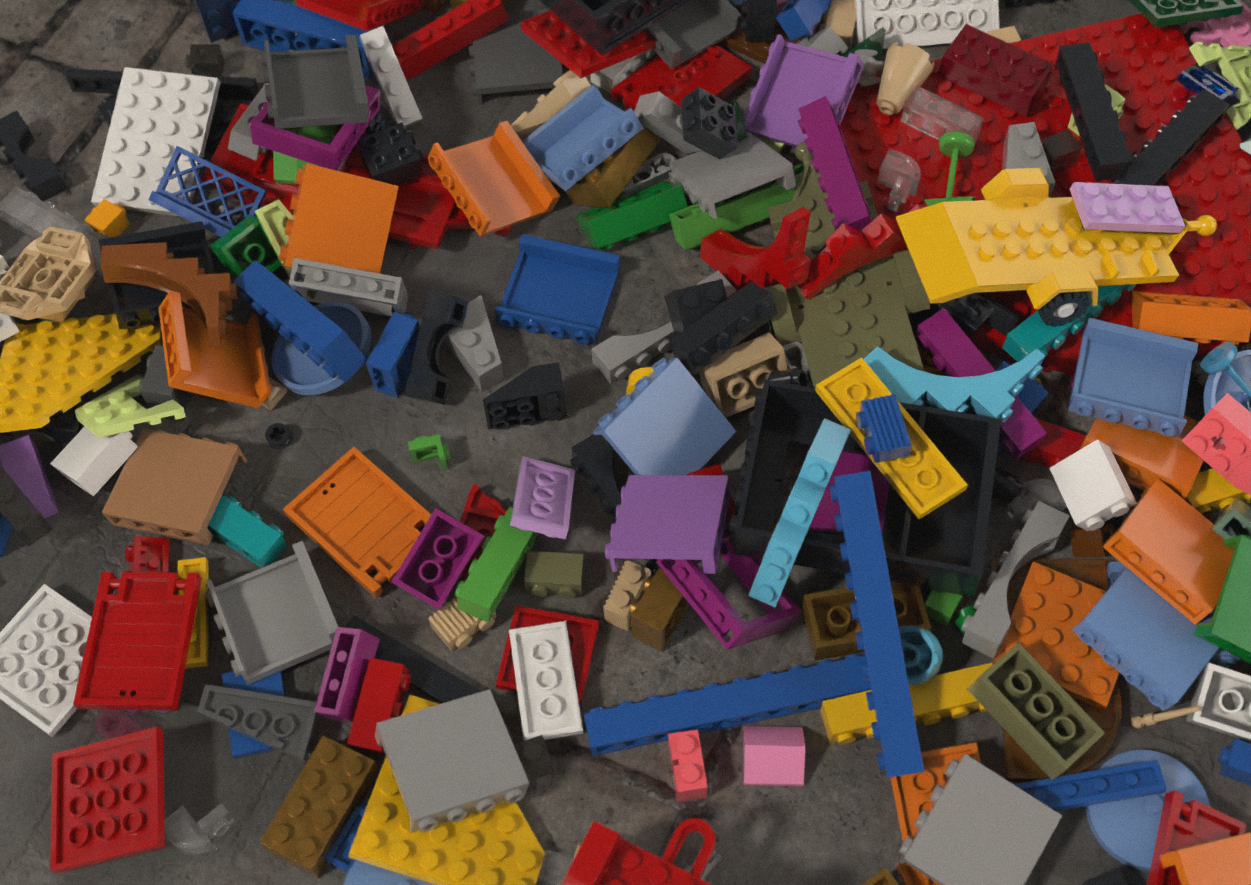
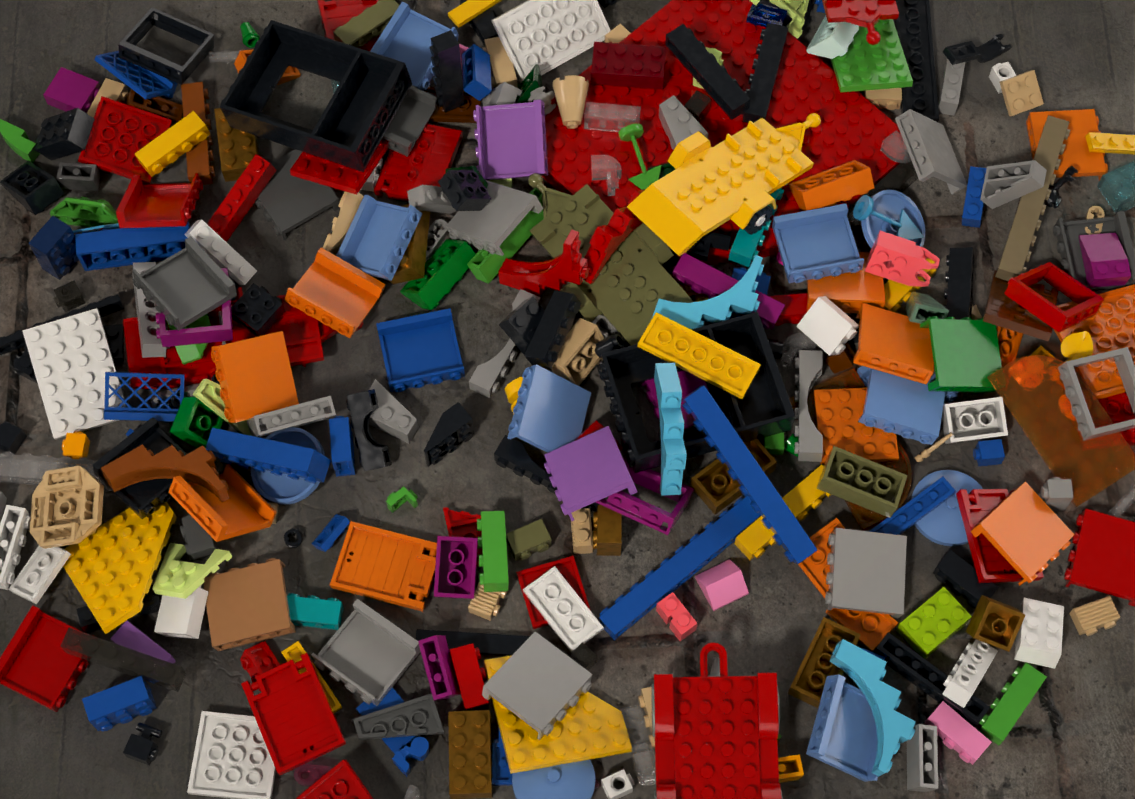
camera: 30 degrees left, 5 degrees up
(264, 766) = (419, 751): none -> blue leg
(333, 446) = (330, 533): none -> blue plate
(543, 498) = (497, 495): lavender plate -> none
(834, 164) = (565, 185): magenta brick -> none
(884, 428) = (695, 353): blue brick -> none
(921, 654) = (781, 479): medium azure cylinder -> none
(1126, 207) = (762, 132): lavender plate -> none

